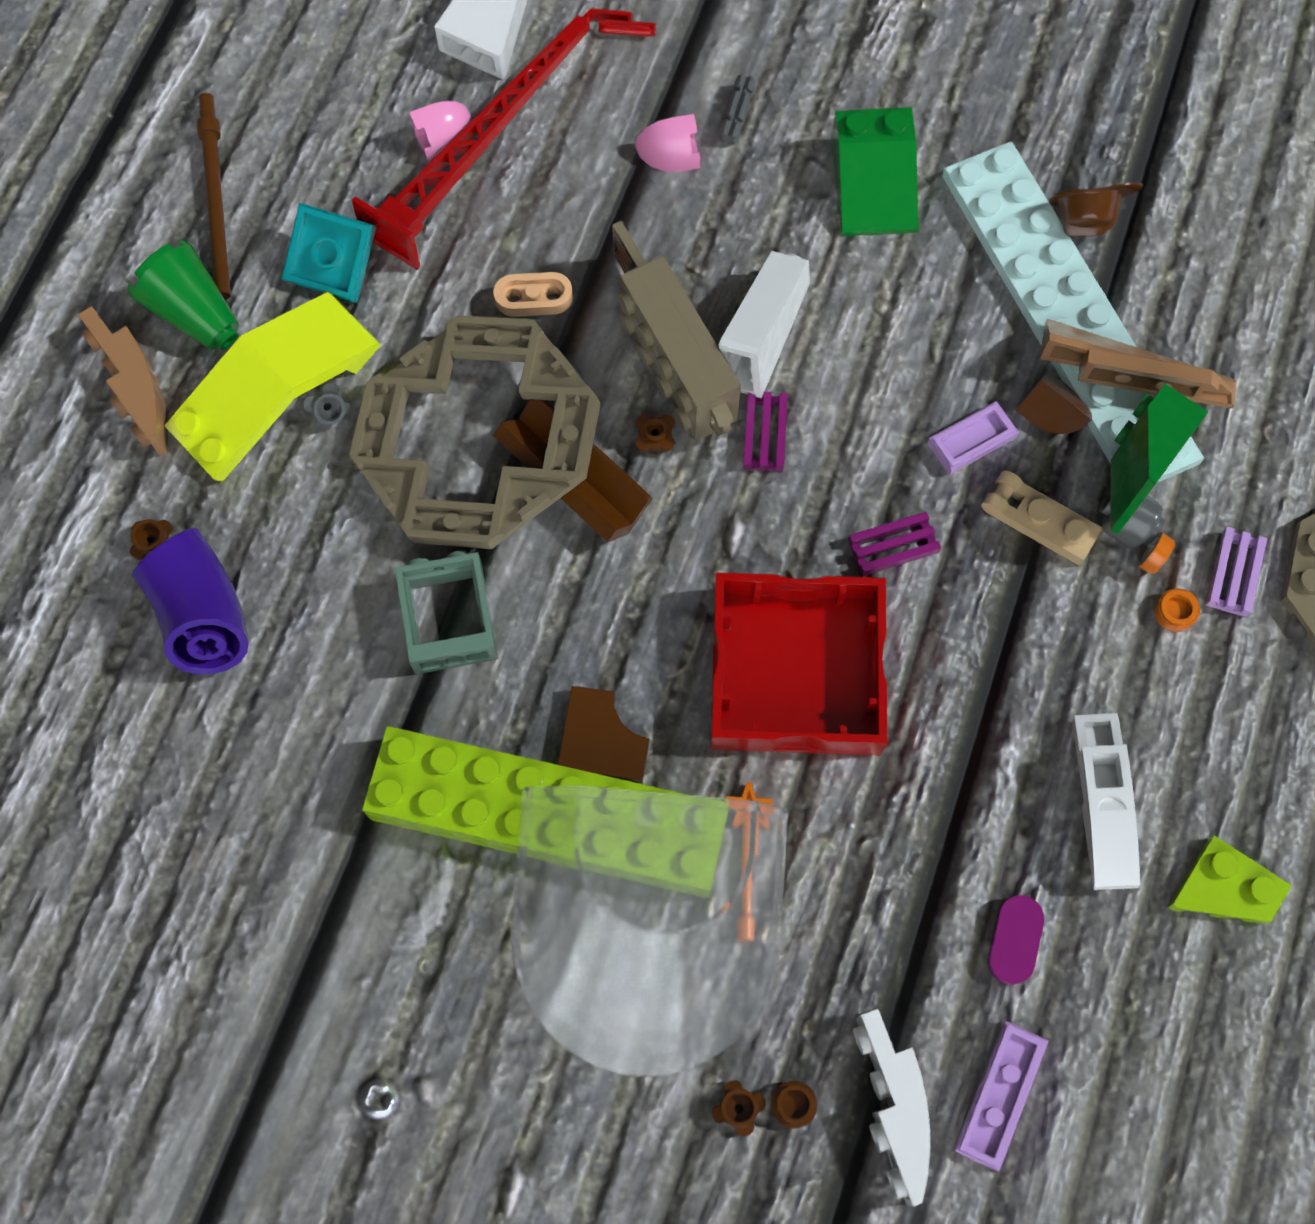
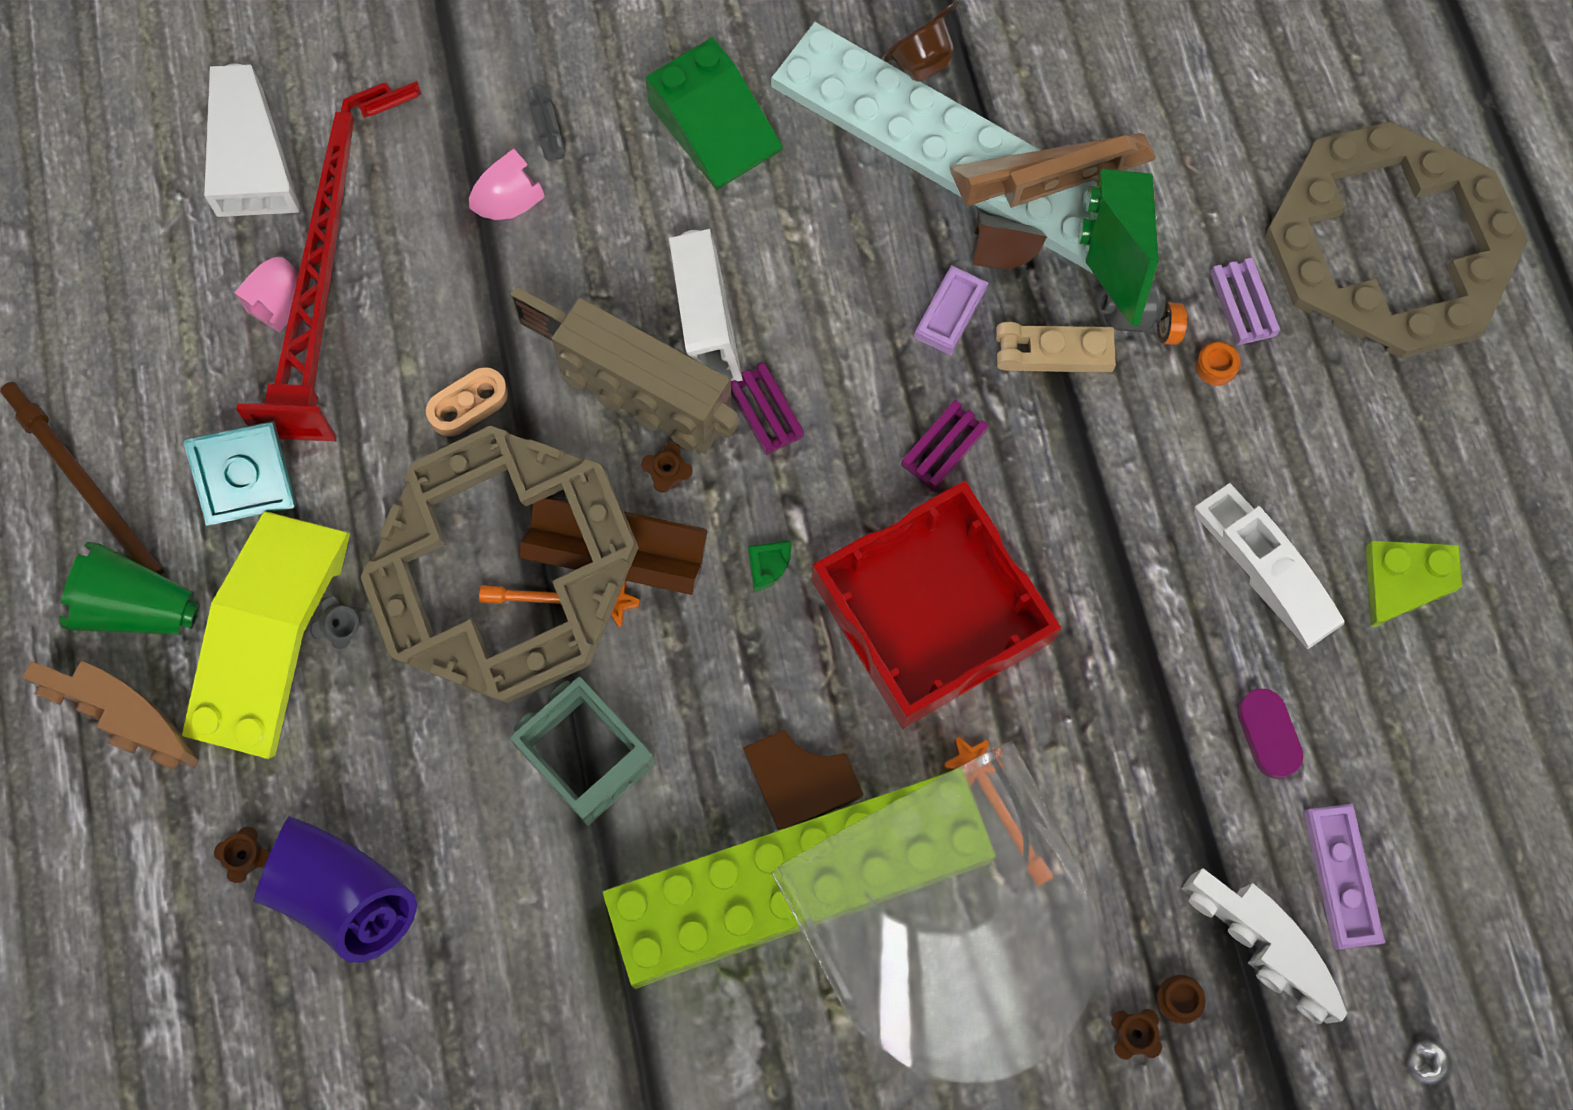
camera: 35 degrees left, 0 degrees up
(549, 517) = (499, 595): none -> orange piece
(688, 555) = (768, 563): none -> green tile

